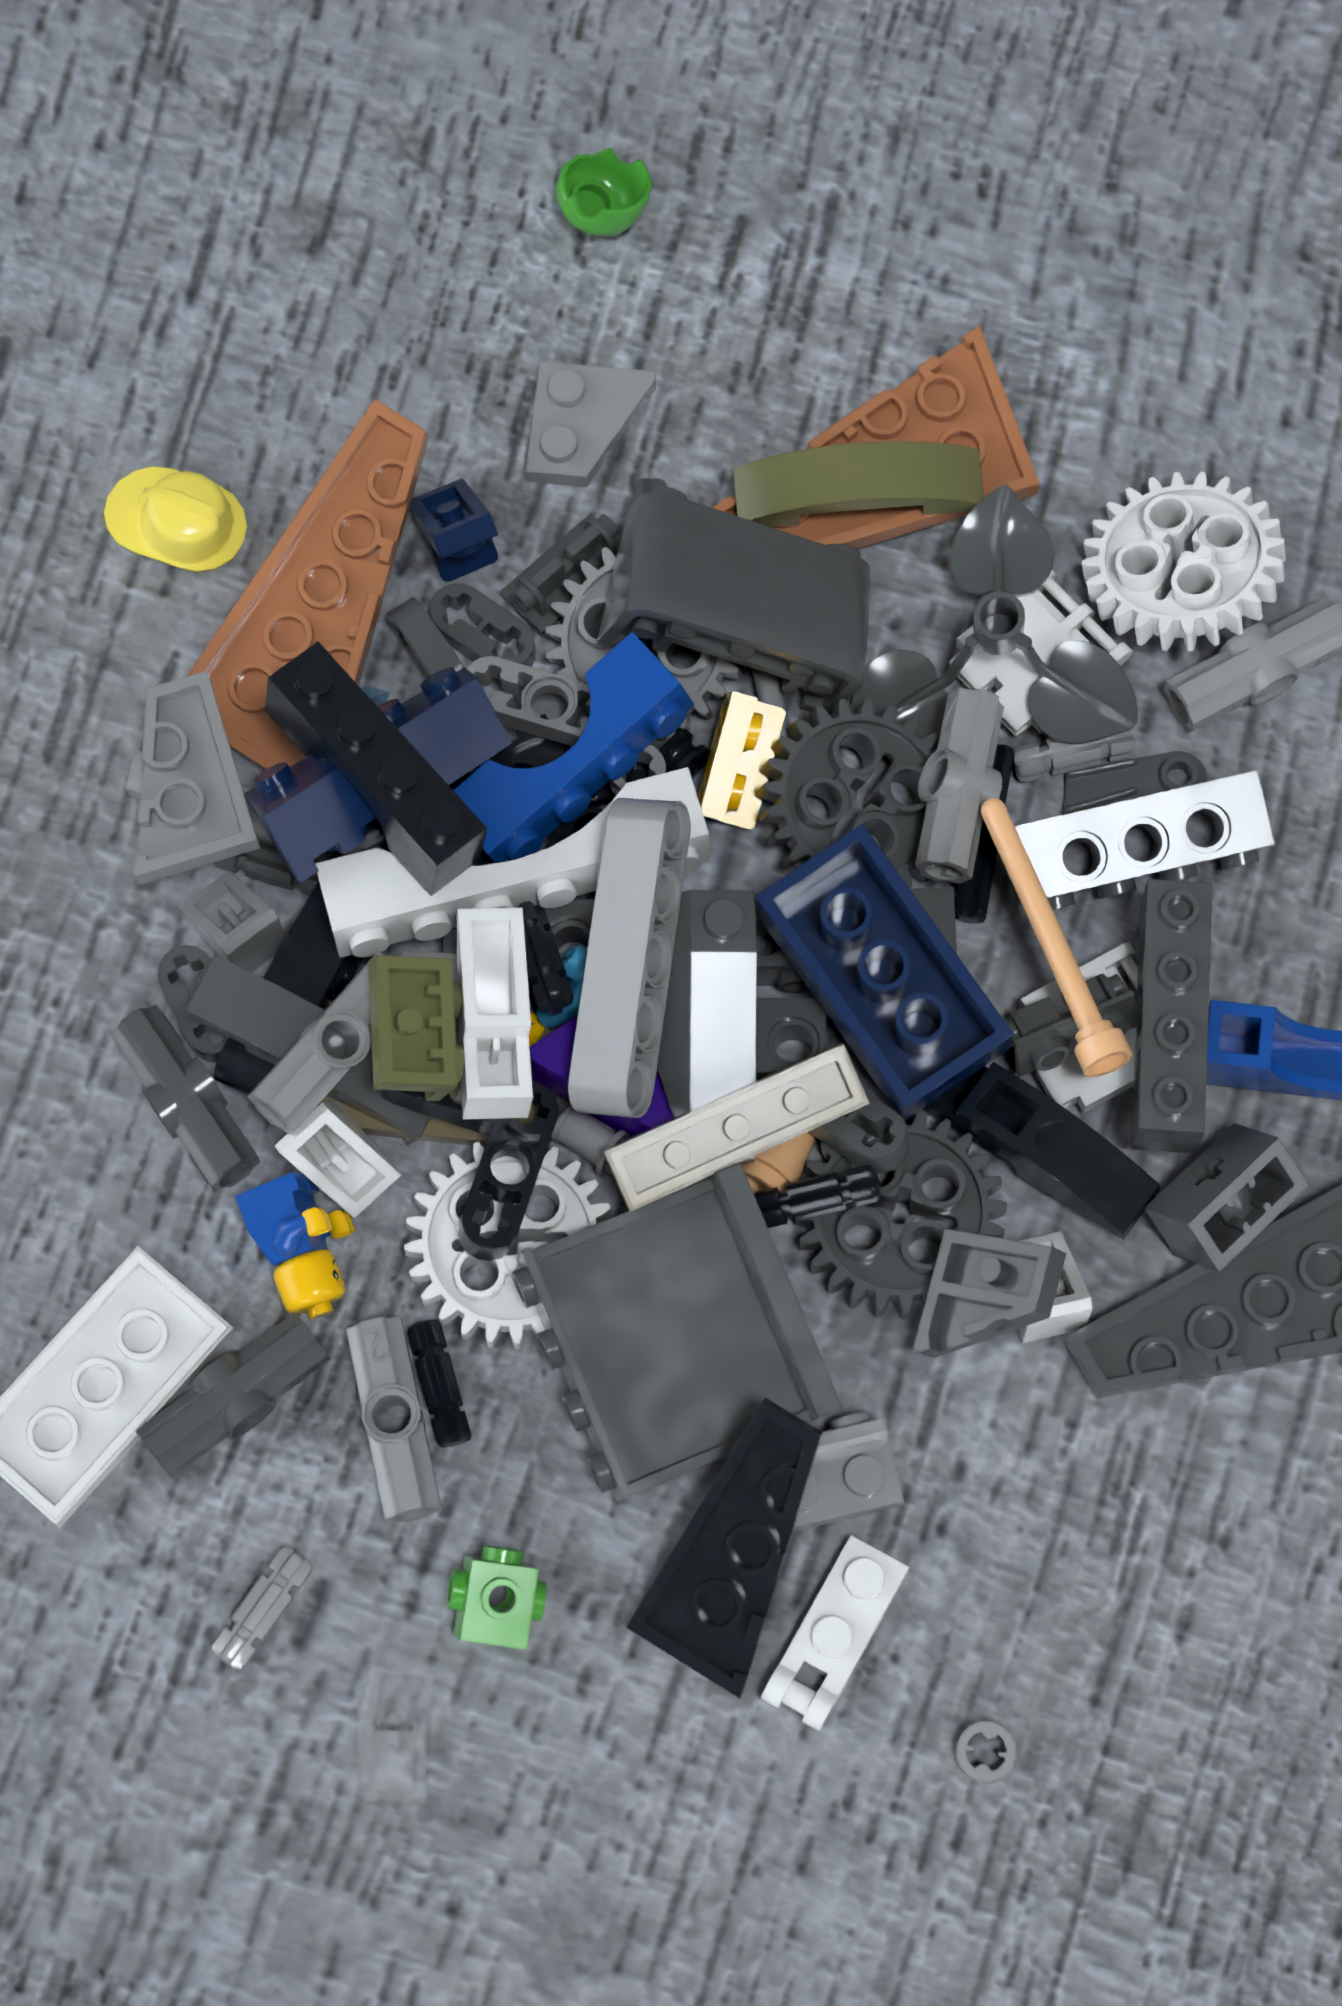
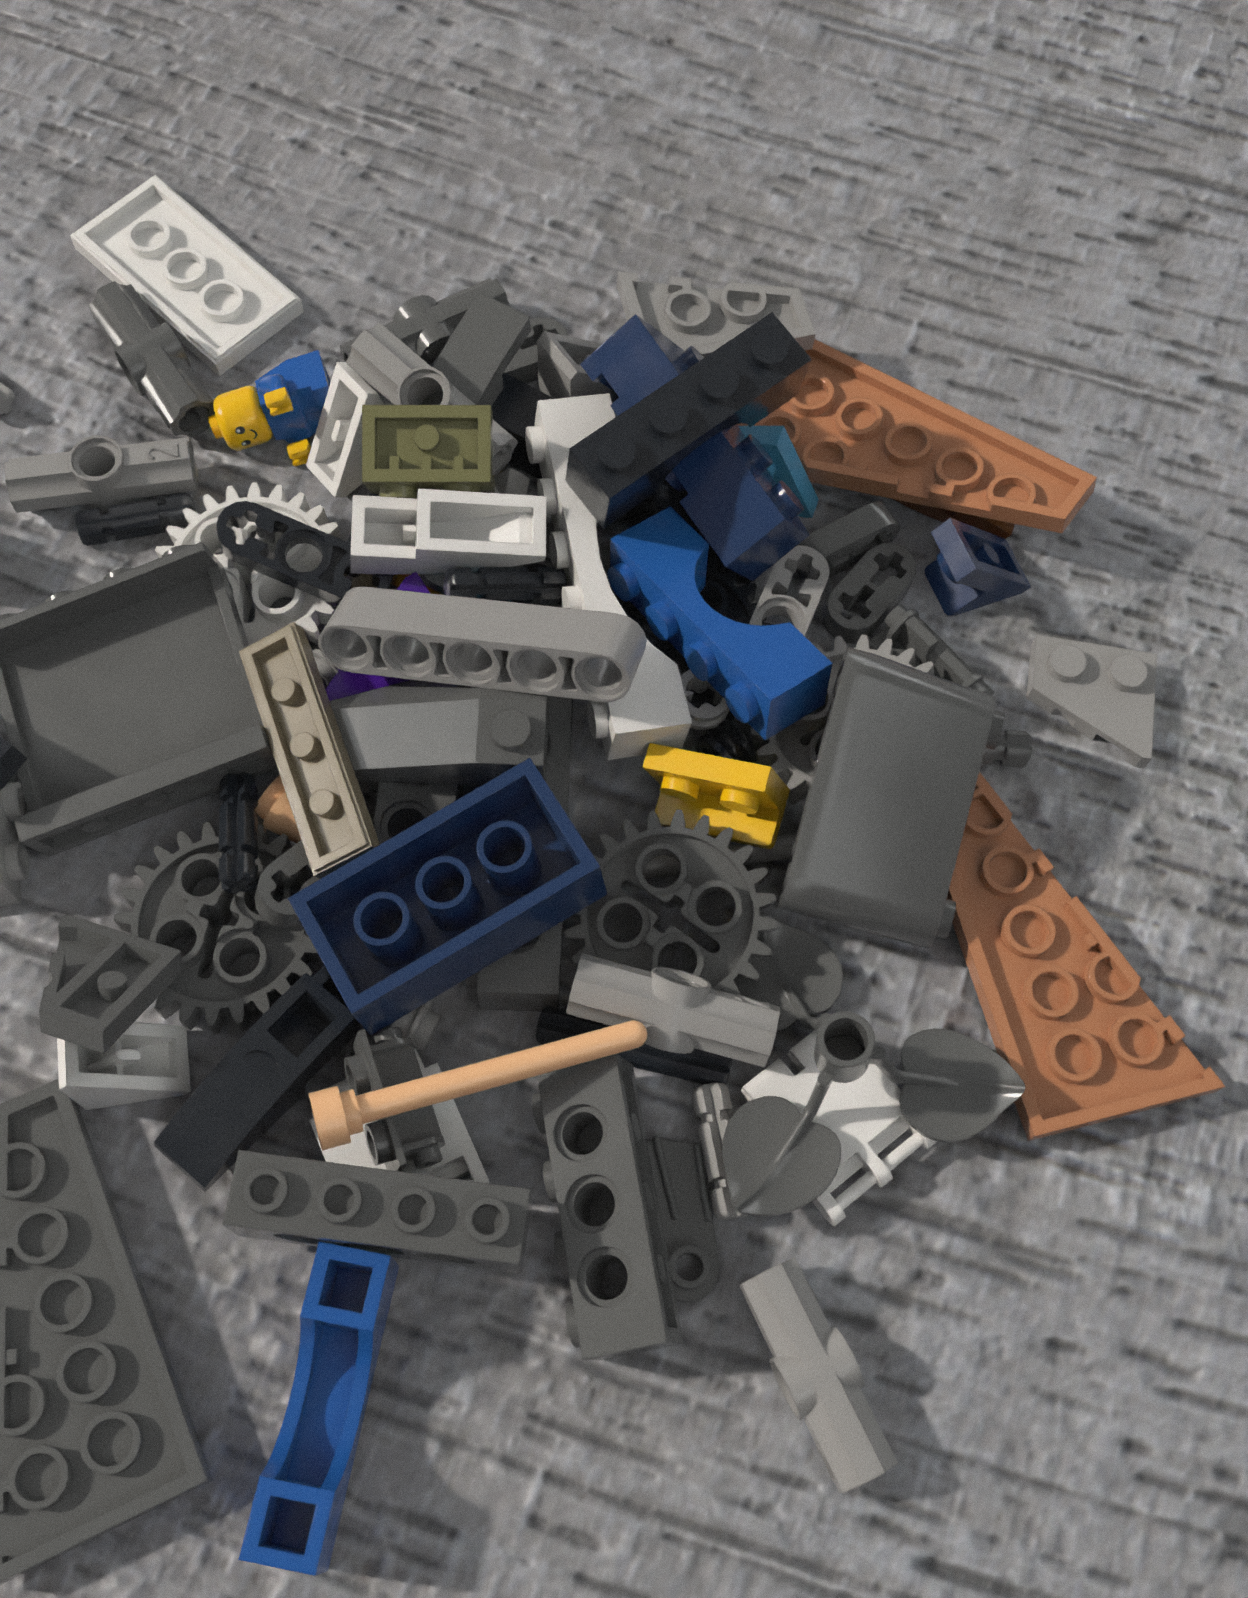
camera: 85 degrees right, 5 degrees down
(176, 518) = (984, 359): light yellow piece -> none
(859, 478) = (1030, 943): olive slope -> none
(1160, 535) = (941, 1295): white gear -> none
(1226, 1197) = (175, 1261): dark grey brick -> none

